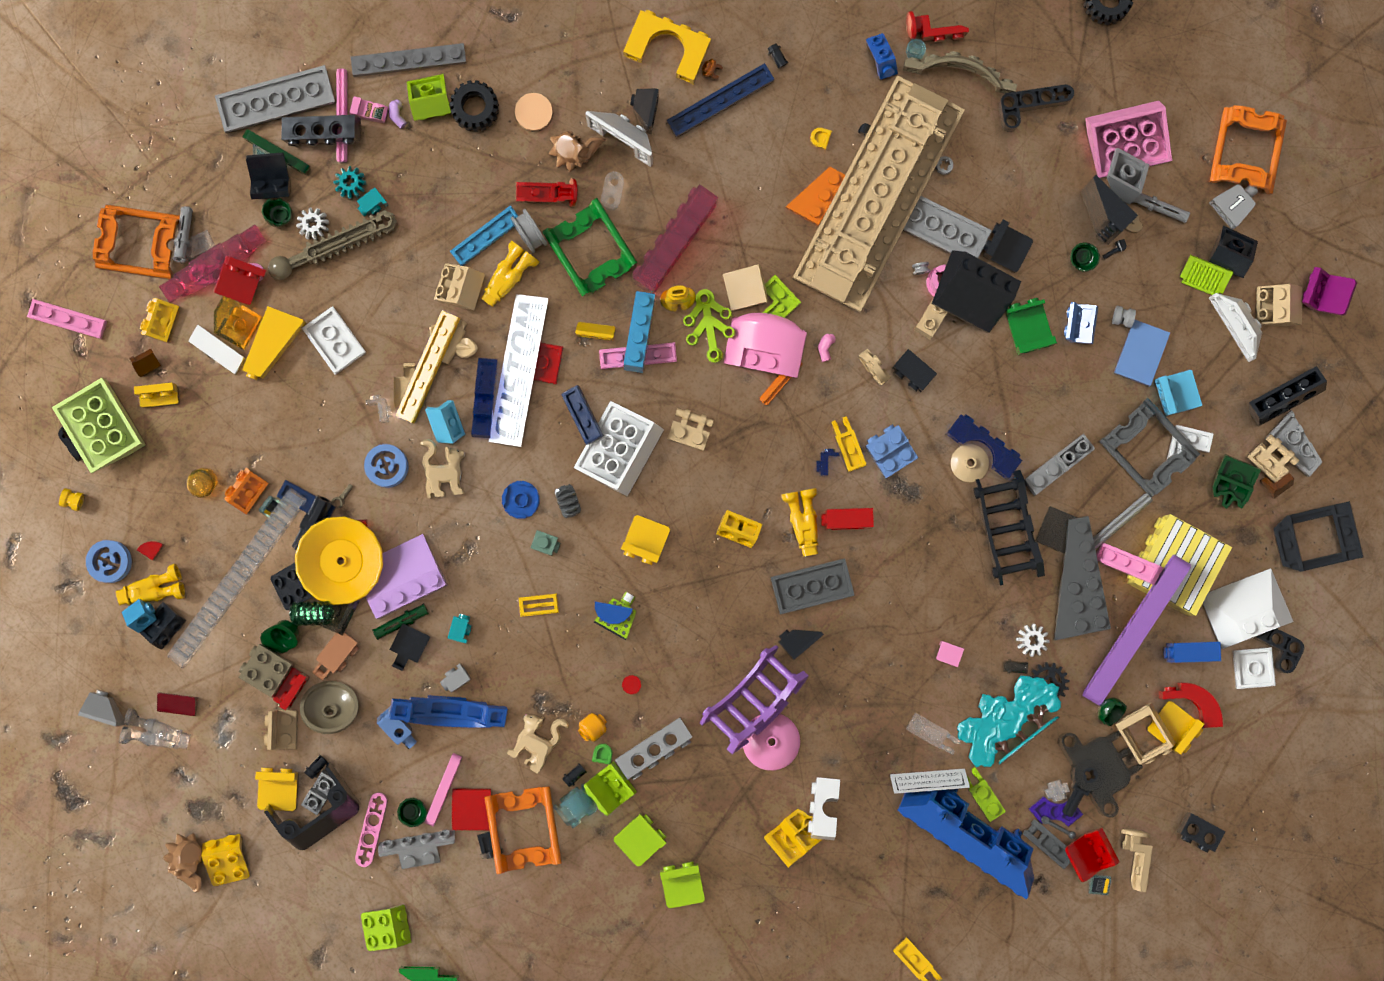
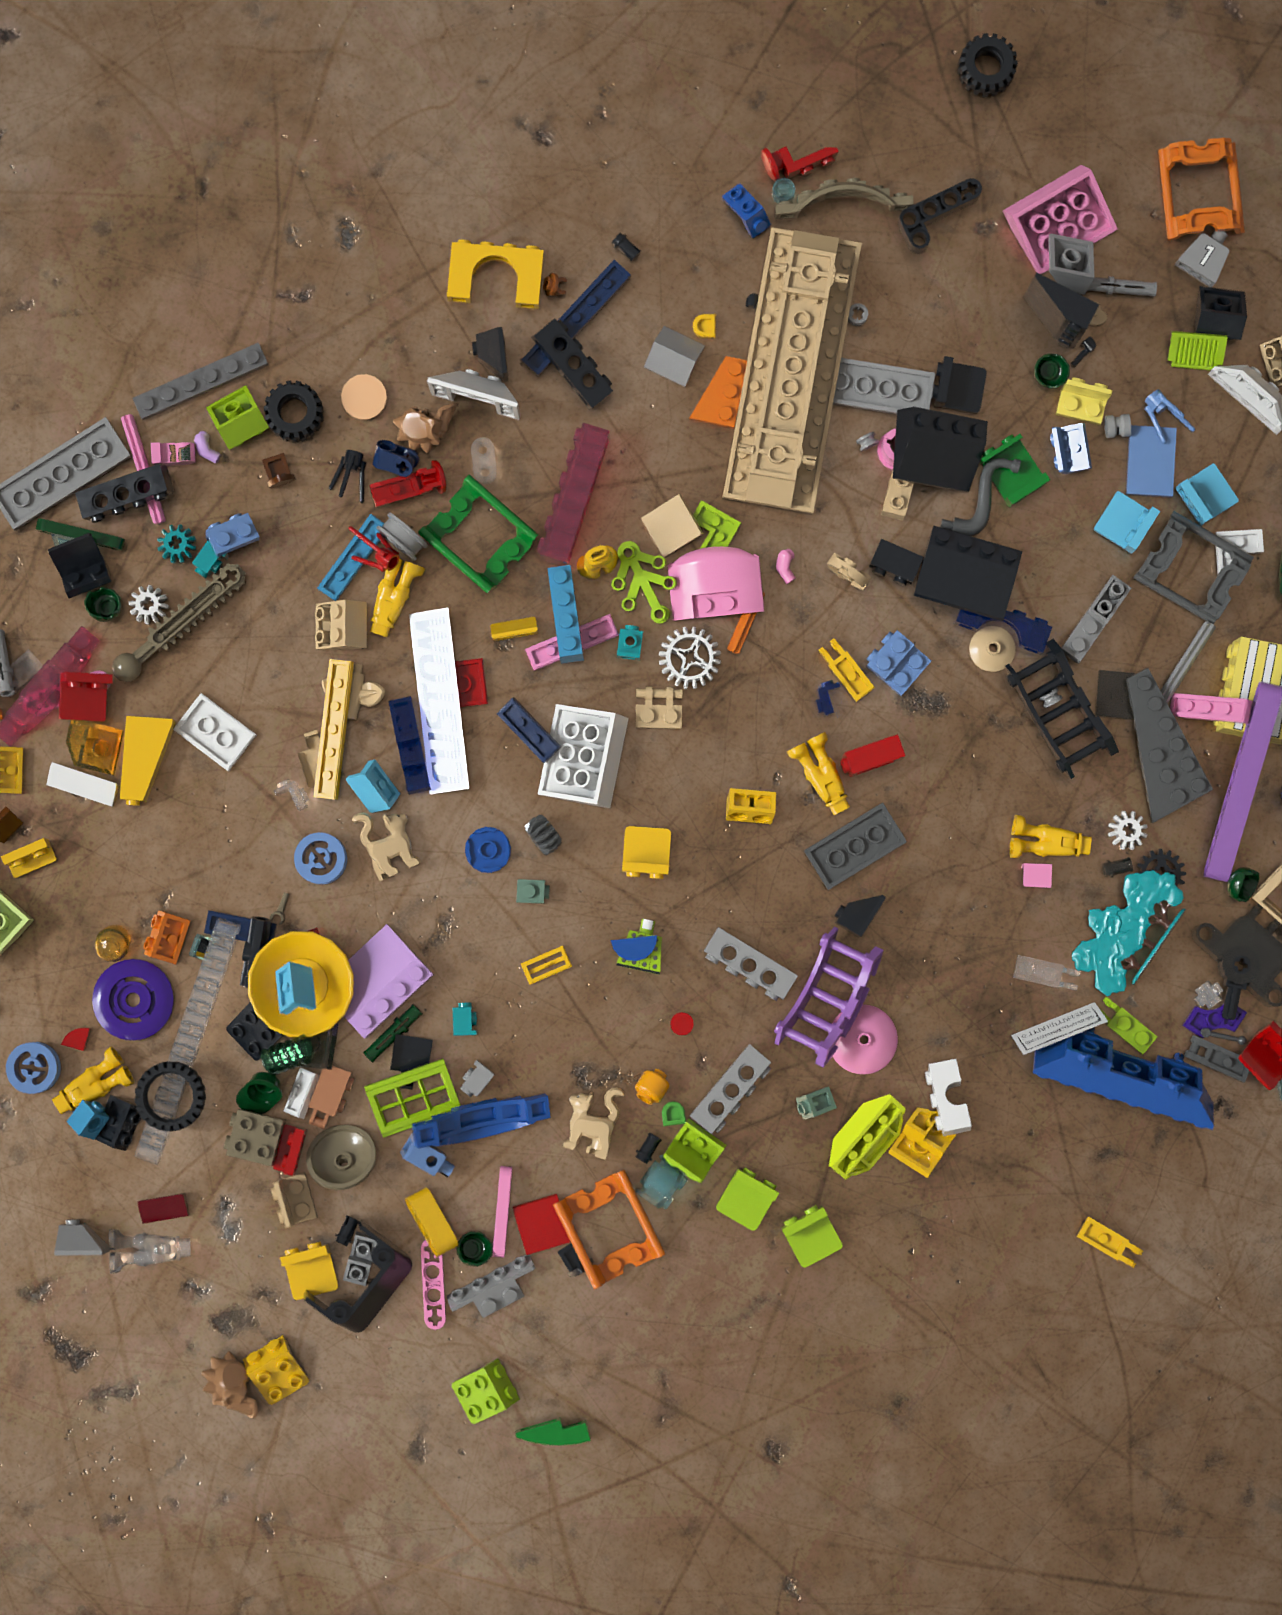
camera: 15 degrees left, 0 degrees up
(185, 612) = (151, 1117): none -> black tyre
(221, 537) = (154, 1005): none -> dark purple piece
(313, 647) = (301, 1093): none -> white plate
(333, 562) = (295, 987): none -> medium azure panel
(384, 780) = (431, 1222): none -> yellow beam
(395, 188) = (232, 534): none -> medium blue bracket
(399, 660) = (406, 1078): none -> lime piece
(447, 149) = (278, 471): none -> reddish brown tile
(507, 160) = (351, 463): none -> black plant
(511, 243) = (386, 557): none -> red plant
(541, 167) = (393, 458): none -> dark blue piece
(683, 377) = (630, 651): none -> teal brick
(689, 109) = (545, 340): none -> black brick
(715, 385) = (699, 661): none -> white gear
(718, 780) = (815, 1103): none -> sand green bracket
(723, 673) = (784, 977): none -> light grey brick
(750, 819) = (866, 1136): none -> neon yellow wedge
(788, 154) = (674, 356): none -> light grey slope
(968, 397) = (967, 573): none -> black slope
(969, 630) = (1051, 842): none -> yellow piece
(985, 361) = (981, 517): none -> dark grey animal
(1004, 516) = (1051, 698): none -> light grey bush
(1102, 288) = (1083, 401): none -> light yellow bracket
(1106, 395) = (1125, 522): none -> medium azure bracket
(1162, 308) = (1158, 402): none -> medium blue plant

